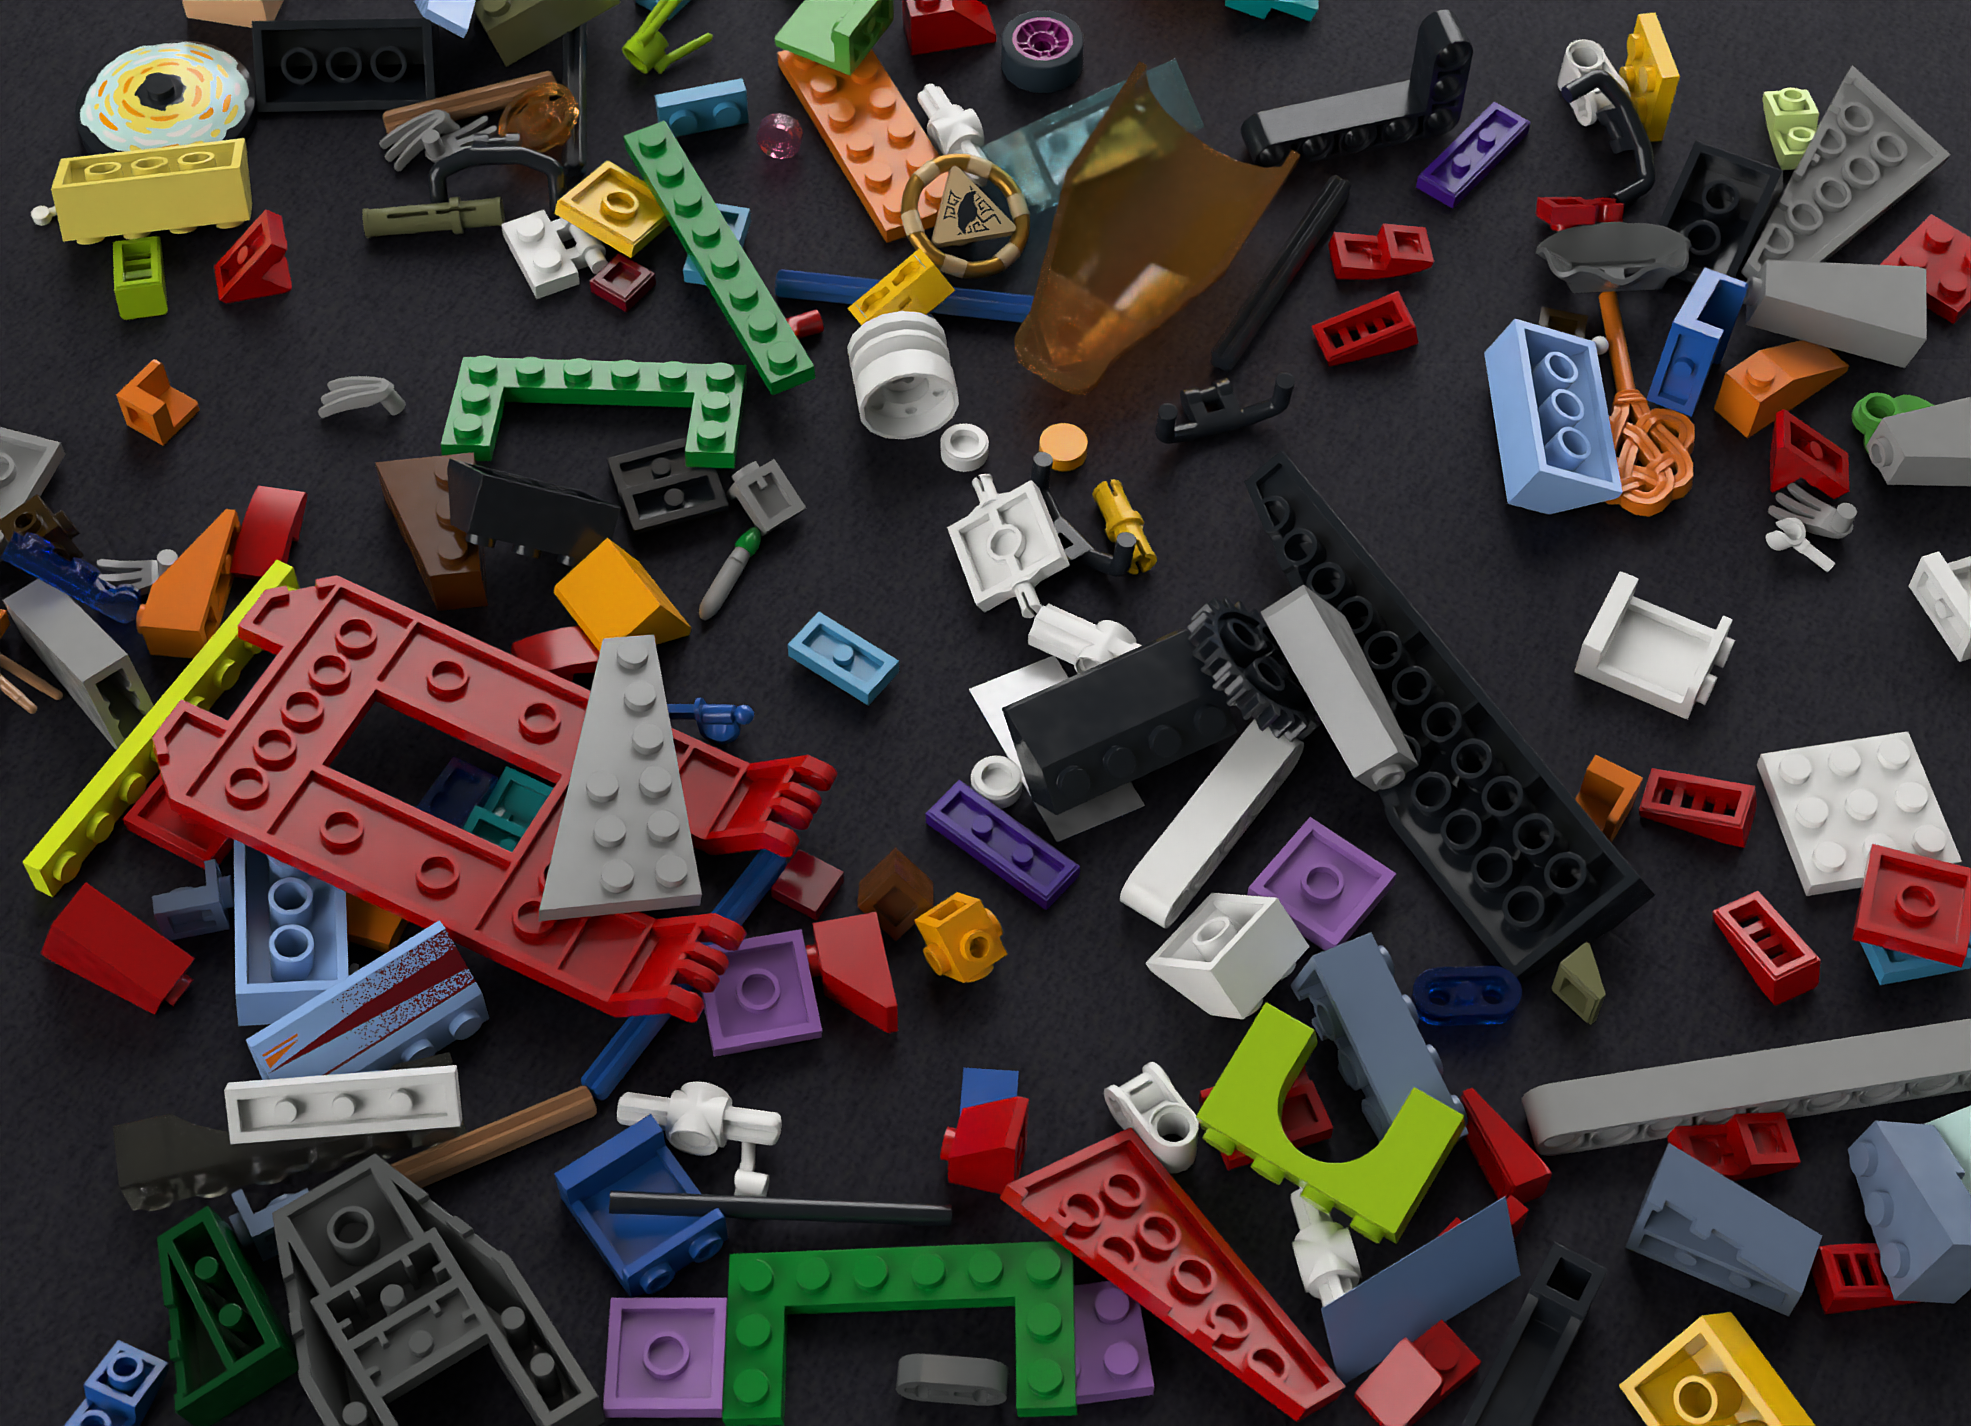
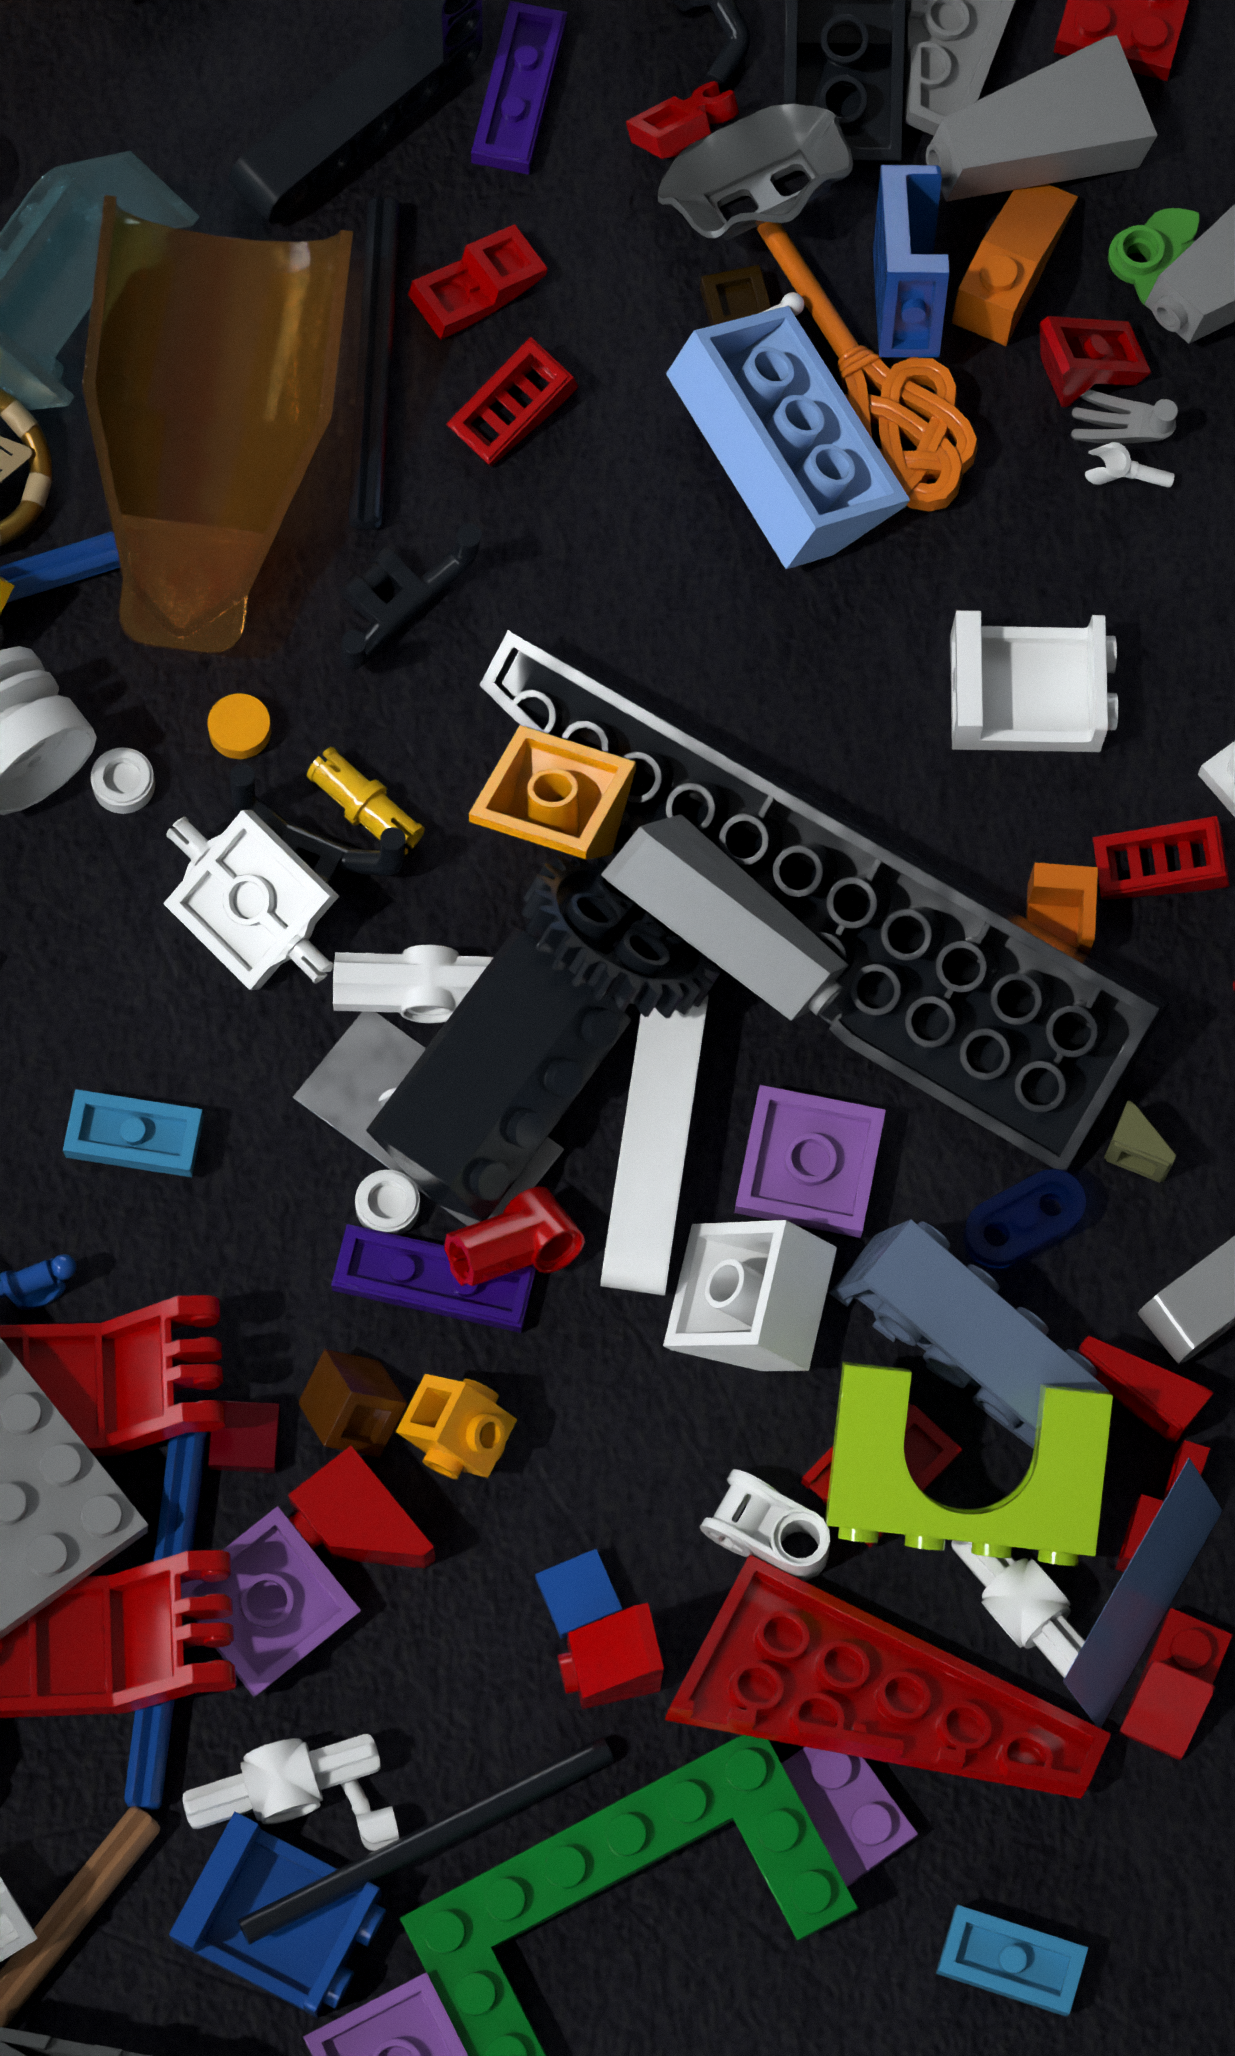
camera: 30 degrees left, 15 degrees up
(952, 1379) = (708, 1936): dark grey beam -> none
(1085, 836) = (527, 1233): none -> red piece
(1258, 563) = (556, 794): none -> light orange slope

